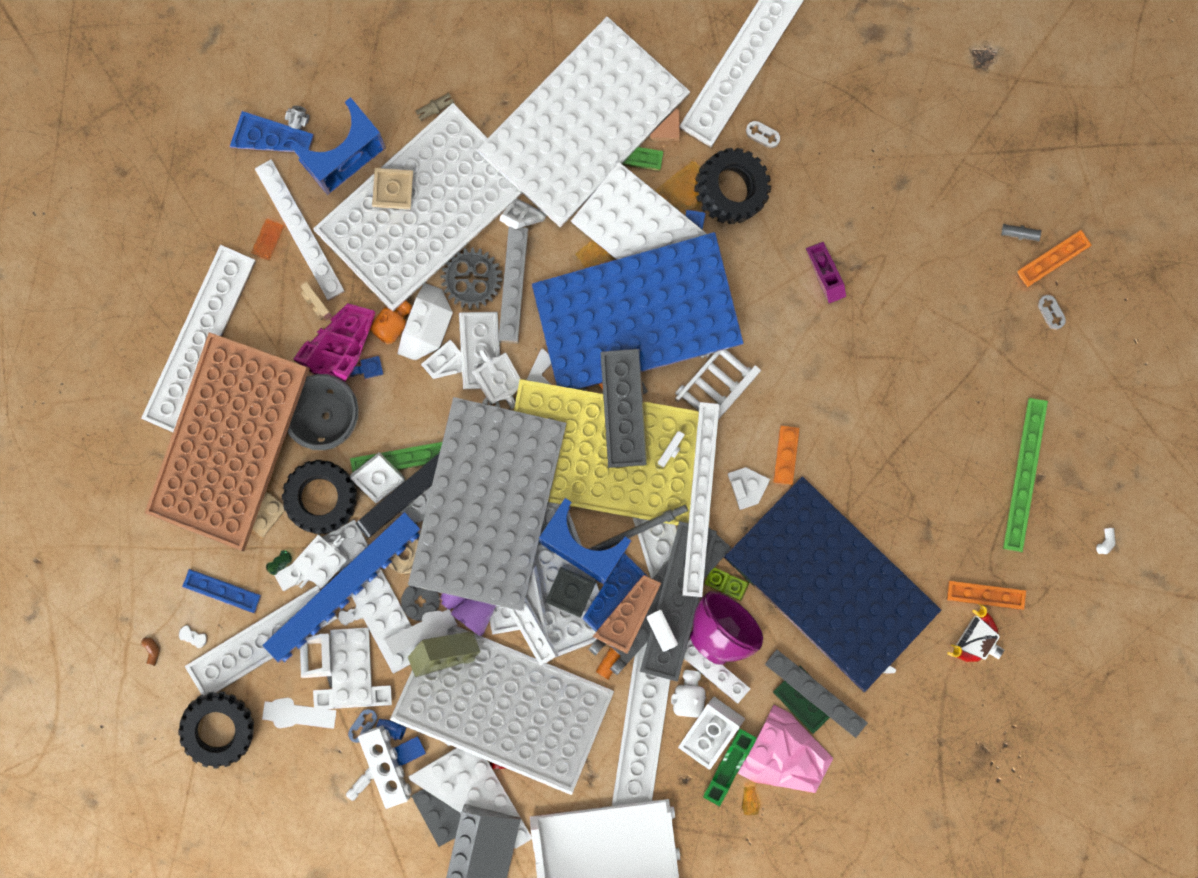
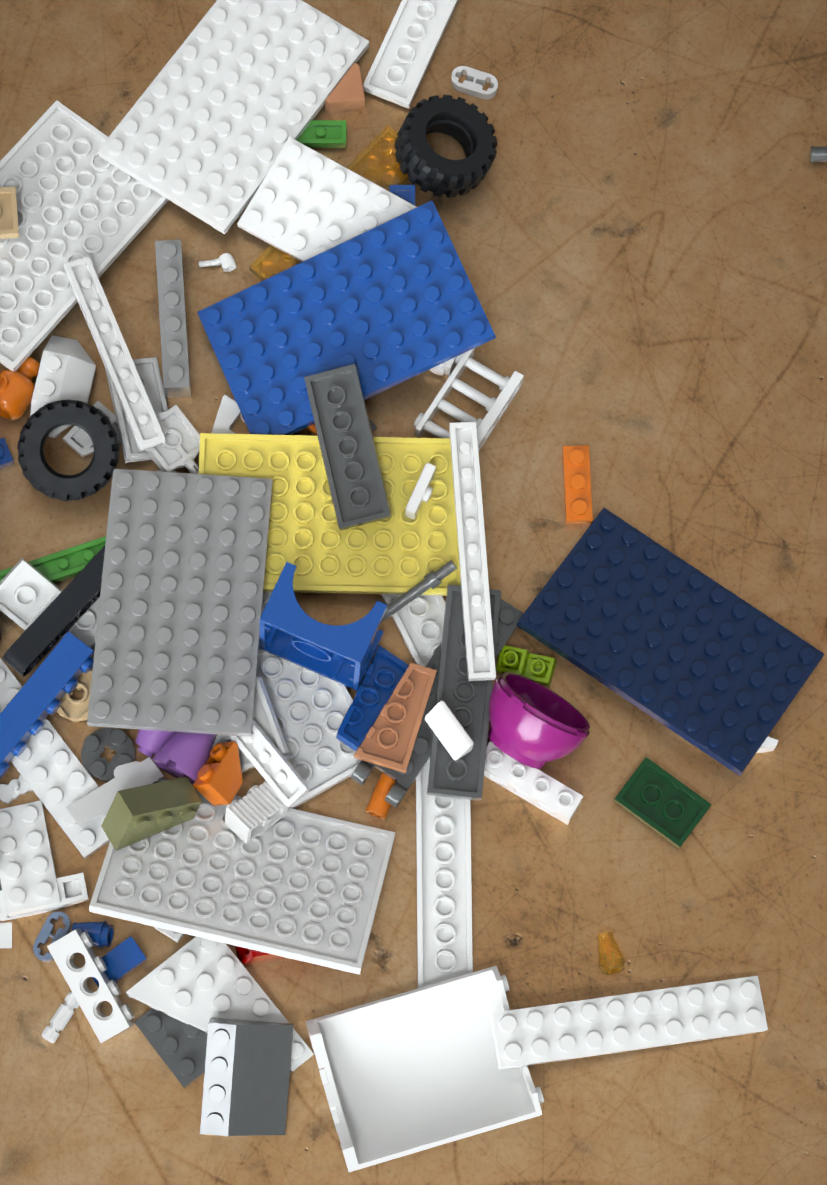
camera: 15 degrees left, 10 degrees down
(416, 400) = (32, 457): none -> black tyre
(434, 106) = (33, 109): dark tan pin -> none
(466, 309) = (114, 353): none -> white plate
(472, 261) = (117, 295): dark grey gear -> none
(497, 633) = (220, 775): none -> orange slope
(516, 664) = (255, 812): none -> white brick
(521, 214) = (170, 226): white wing -> none
(559, 246) = (225, 260): none -> white hand
(570, 592) = (314, 706): pearl dark grey plate -> none
(689, 698) = (501, 823): white piece -> none
(711, 733) = (539, 868): white slope -> none
(729, 767) = (572, 909): green arch -> none
(747, 487) = (532, 533): white plate -> none
(754, 853) = (628, 1022): none -> white plate
(786, 755) = (647, 883): bright pink wedge -> none
(816, 693) = (674, 790): dark grey plate -> none
(826, 272) = (590, 242): magenta slope -> none

